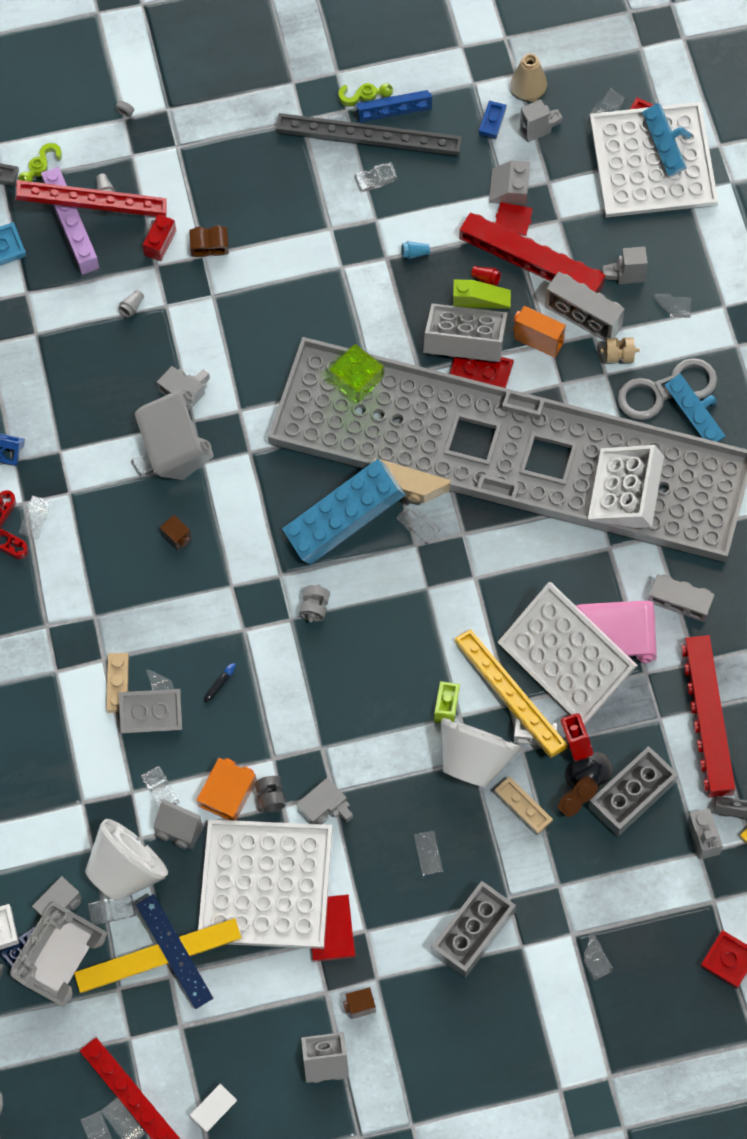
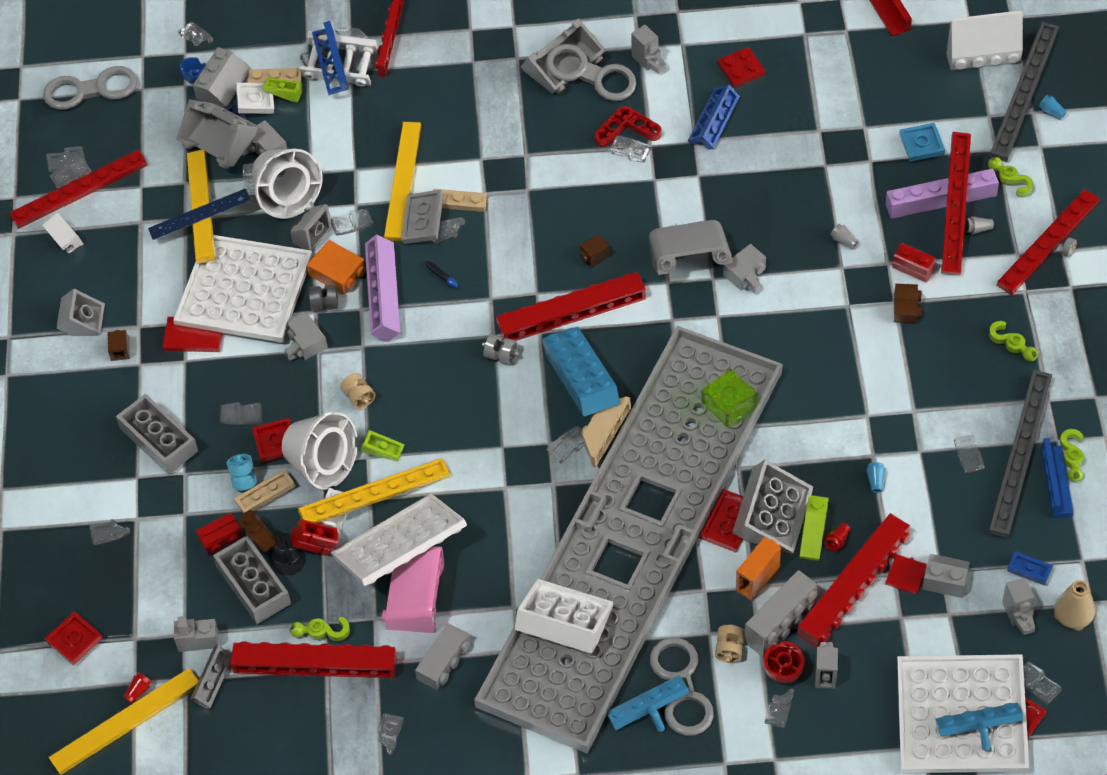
camera: 100 degrees right, 10 degrees down
(96, 745) = (402, 179): none -> yellow tile
(116, 129) = (1048, 242): none -> red plate
(243, 147) = (1014, 342): none -> lime piece
(252, 545) = (571, 307): none -> red brick
(252, 733) = (382, 288): none -> lavender brick
(385, 736) = (357, 390): none -> tan wheel
(457, 808) = (269, 439): none -> red plate
(508, 828) = (242, 474): none -> medium azure wheel
(582, 838) = (219, 534): none -> red brick
(636, 298) = (783, 662): none -> red cylinder
(672, 718) = (318, 629): none -> lime piece

